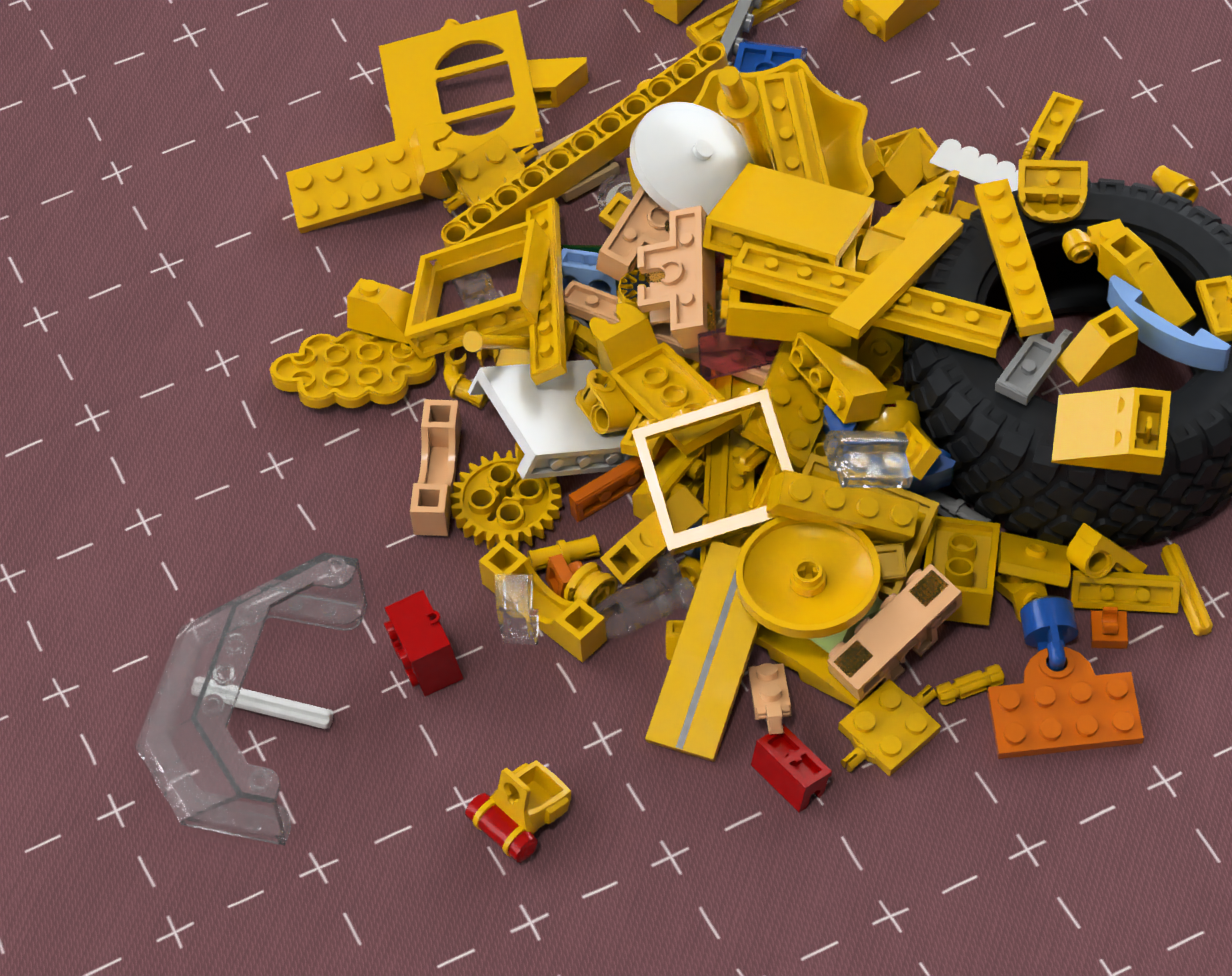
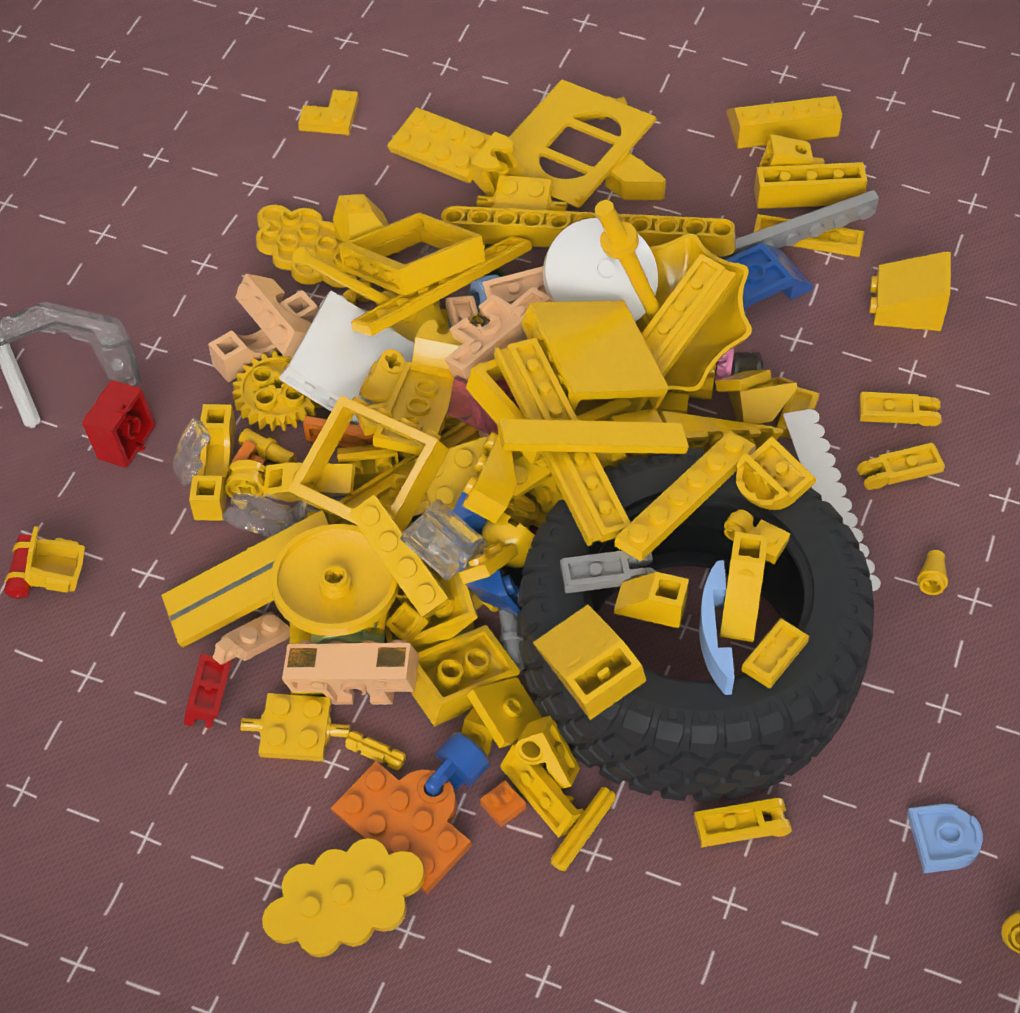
camera: 45 degrees right, 0 degrees up
(210, 245) = (332, 119): none -> yellow plate
(401, 441) = (261, 300): none -> light nougat arch
(992, 89) = (899, 408): none -> yellow hinge
(1099, 799) = (343, 897): none -> yellow plate

